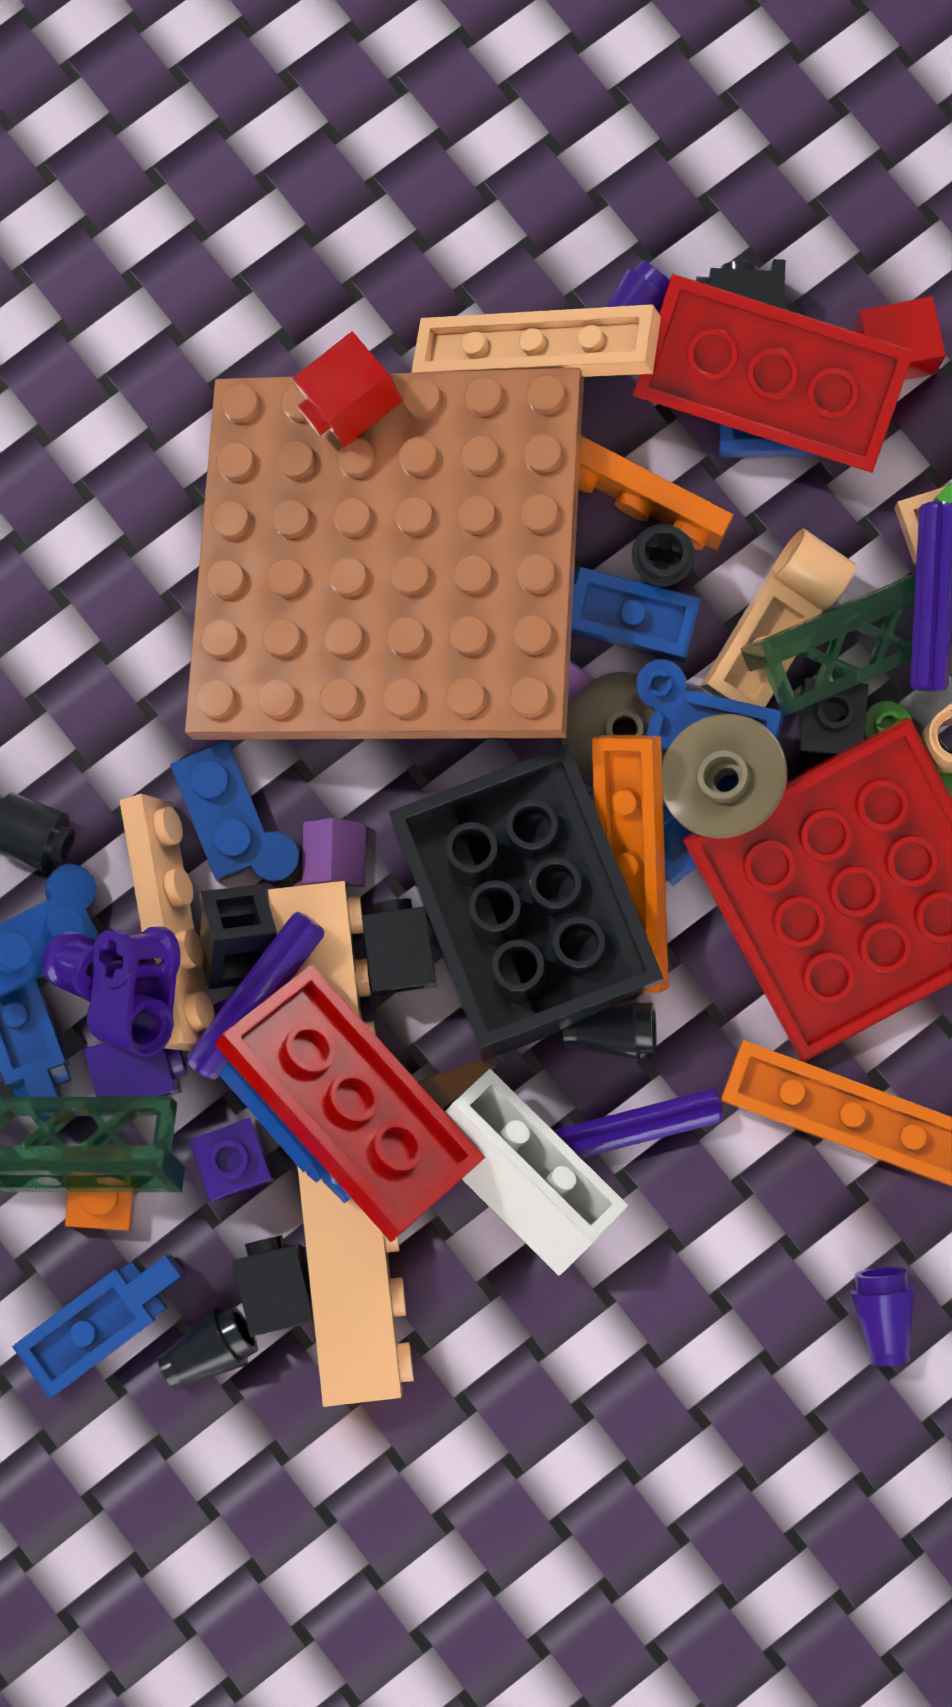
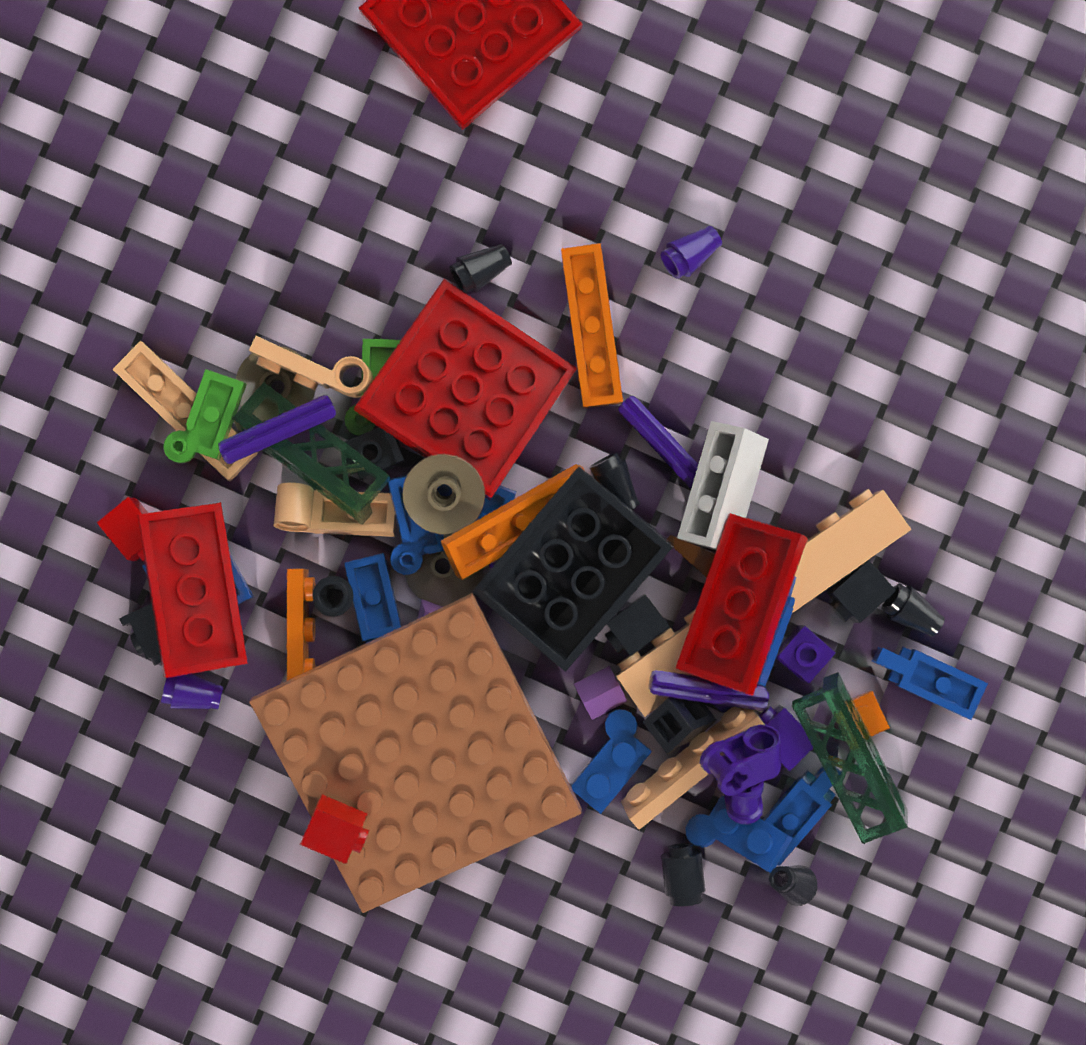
camera: 120 degrees left, 5 degrees up
(592, 339) = (247, 741): light nougat plate -> none

